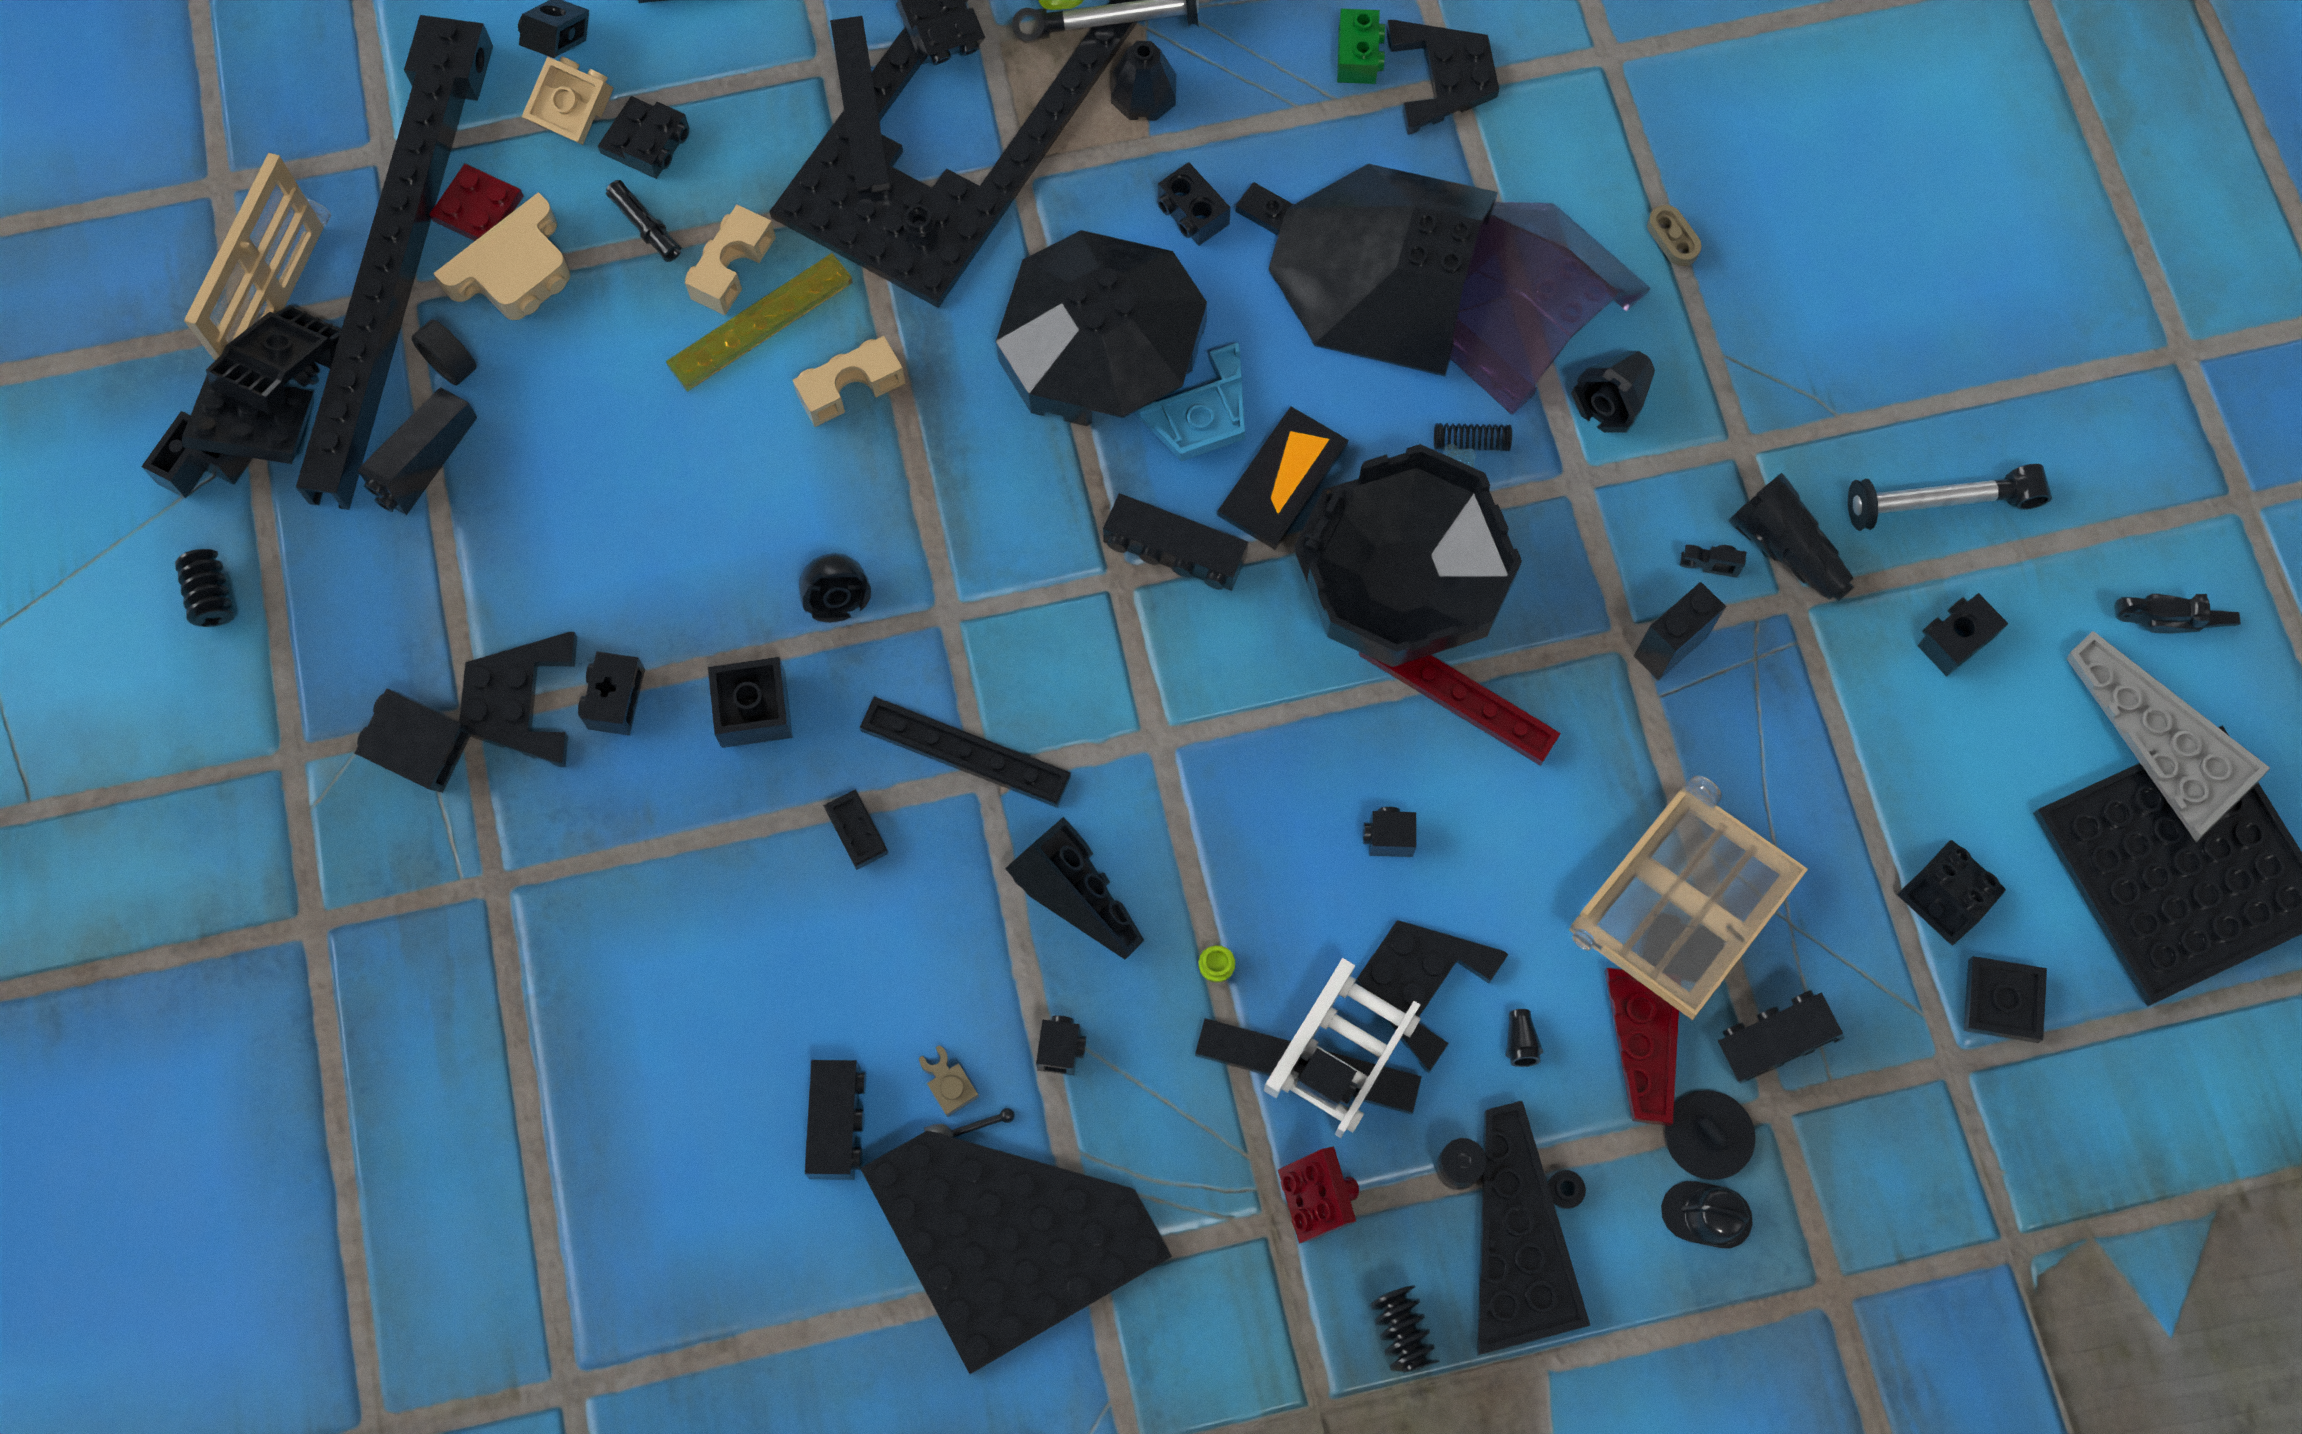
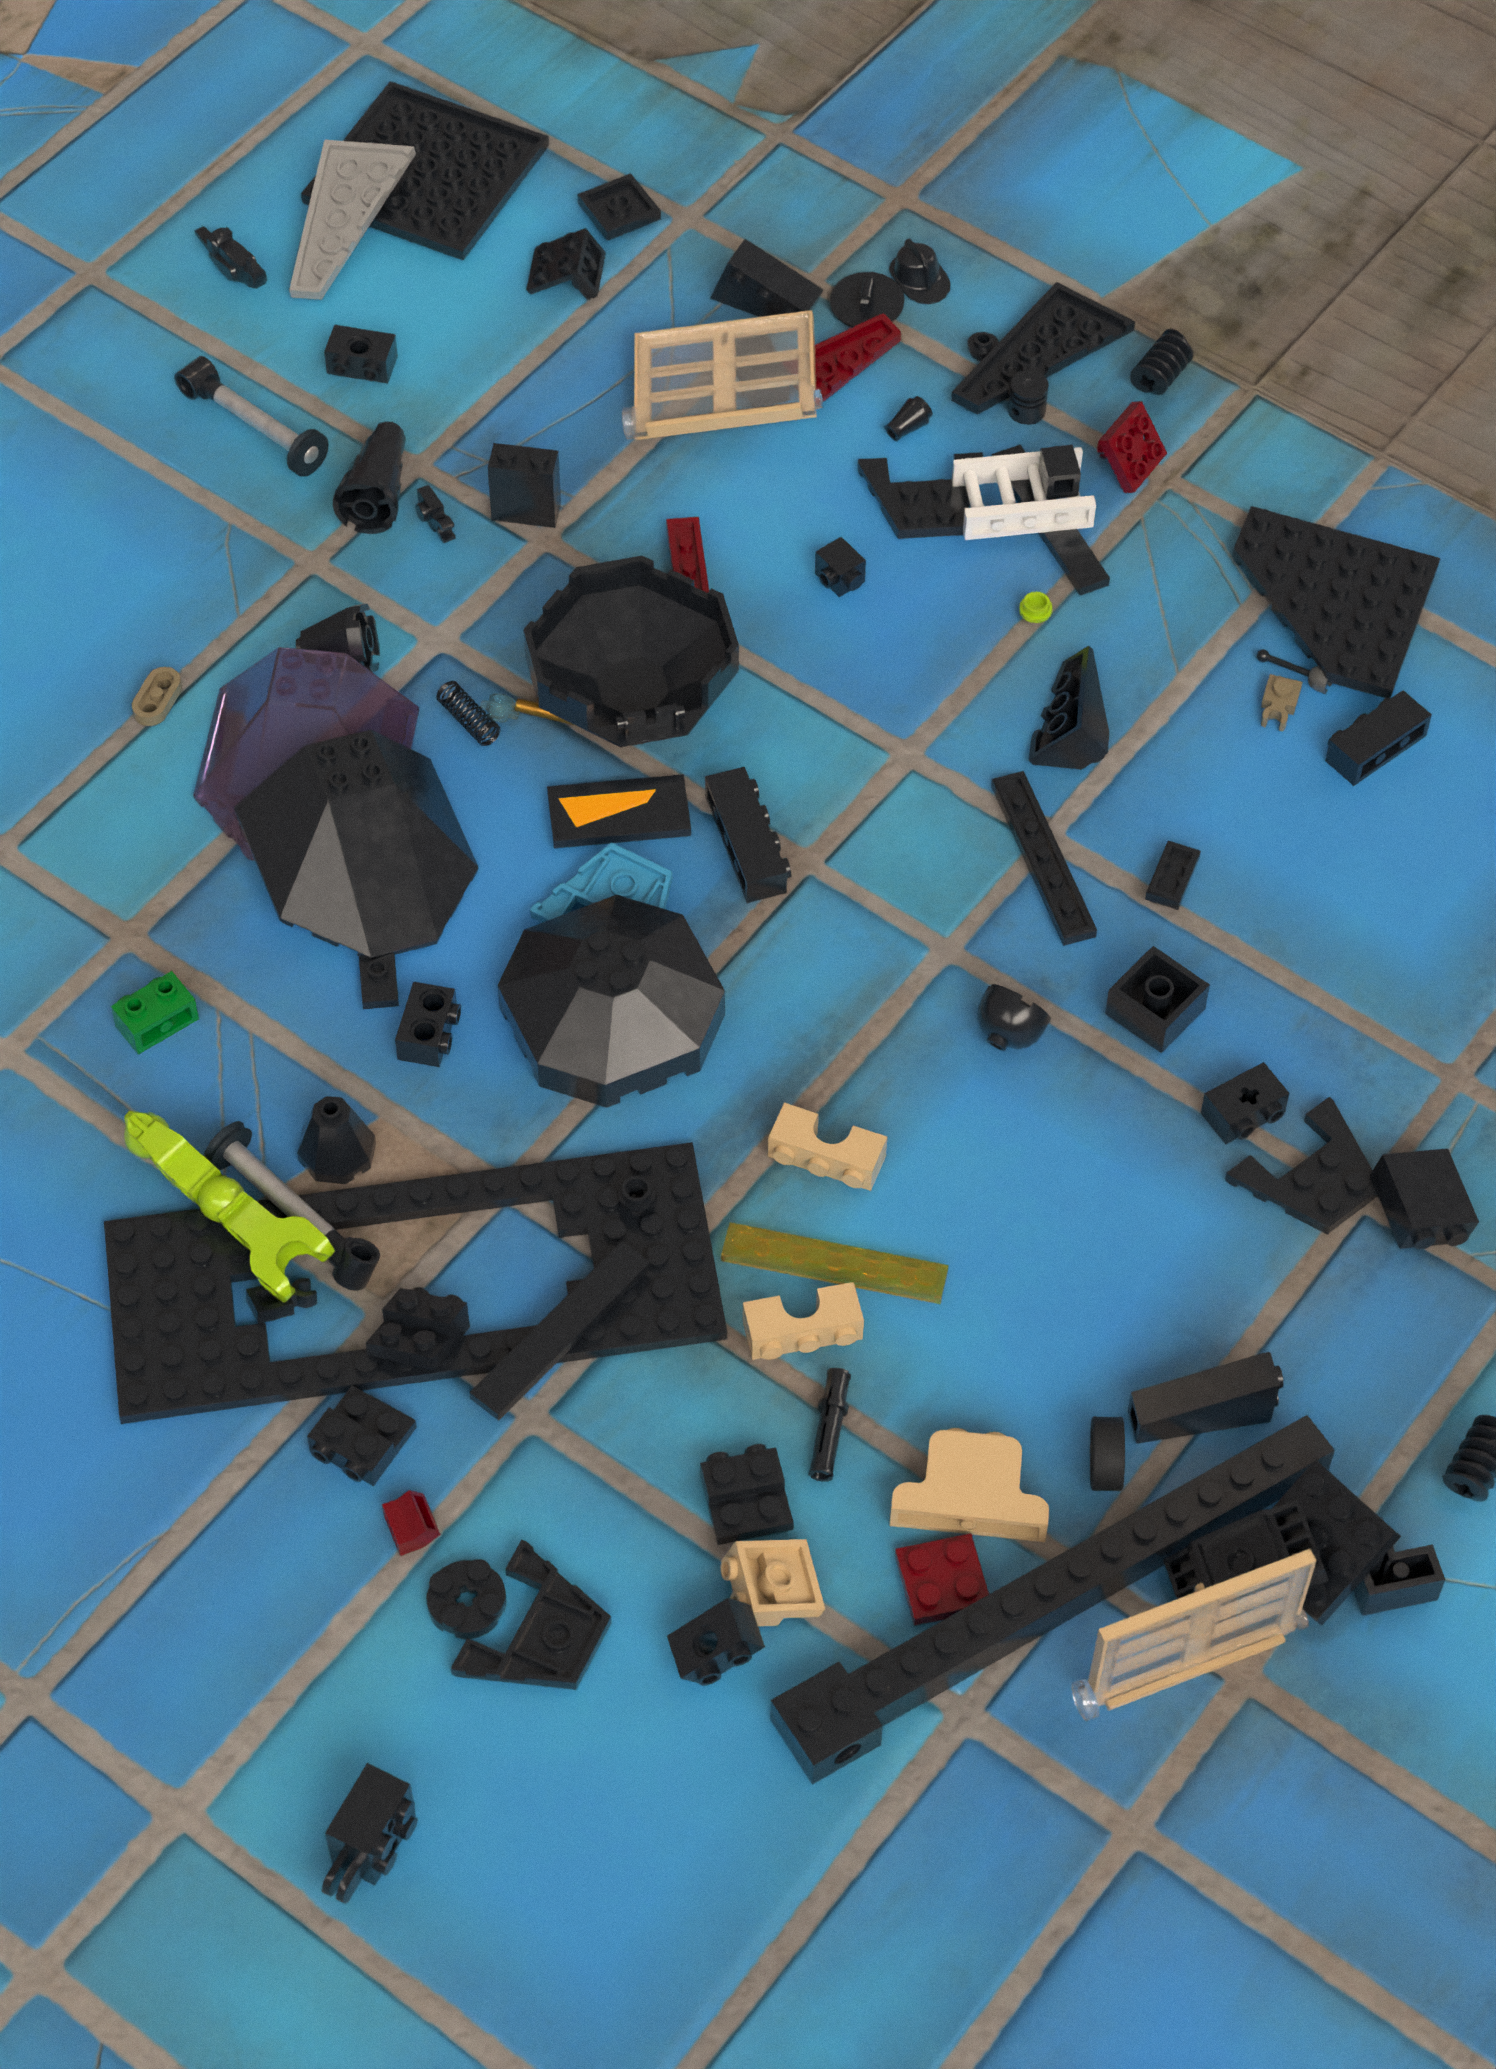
camera: 130 degrees left, 15 degrees down
(1060, 1045) = (1190, 649): black brick -> none
(1458, 68) = (114, 934): black wing -> none

